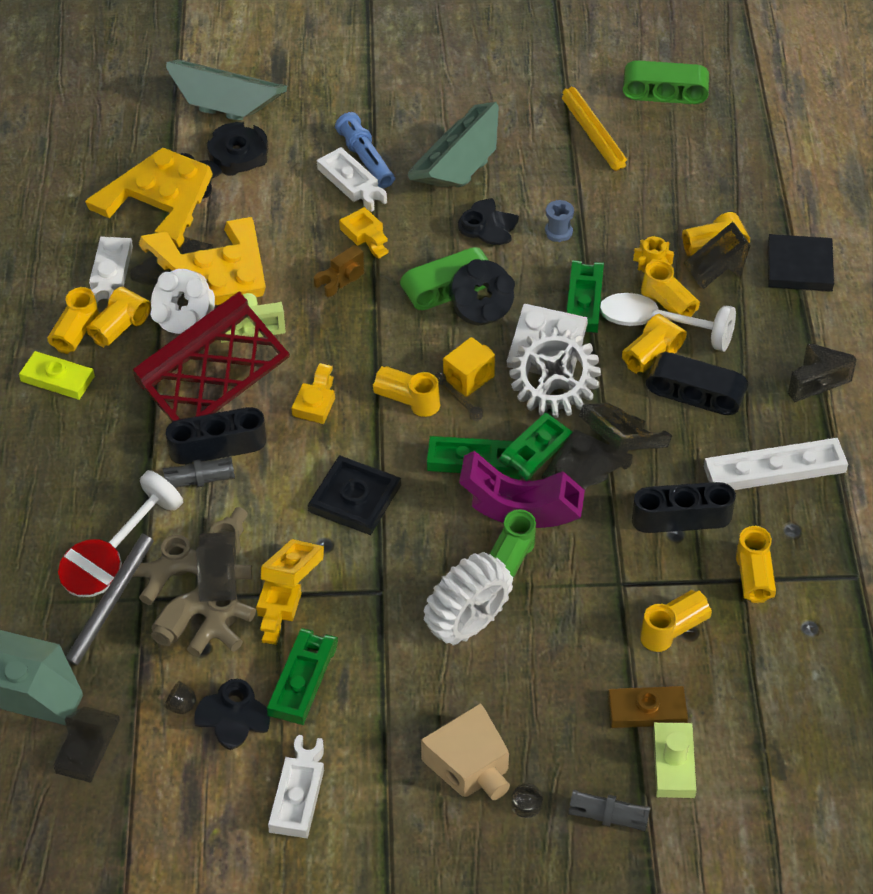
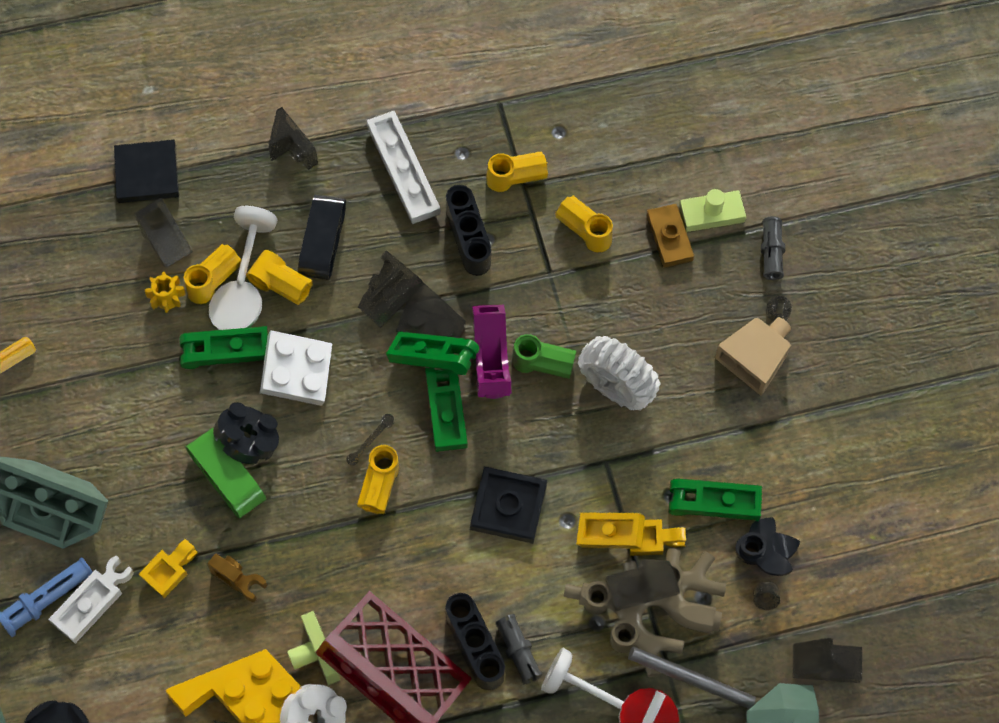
camera: 105 degrees left, 15 degrees up
(298, 791) = (825, 476): white plate -> none
(315, 400) = (404, 567): yellow plate -> none
(469, 366) = (340, 430): yellow brick -> none
(487, 223) = (135, 450): black plate -> none
(559, 216) = (123, 376): sand blue bush -> none
(568, 349) = (326, 347): white gear -> none
(697, 237) = (126, 238): yellow piece -> none

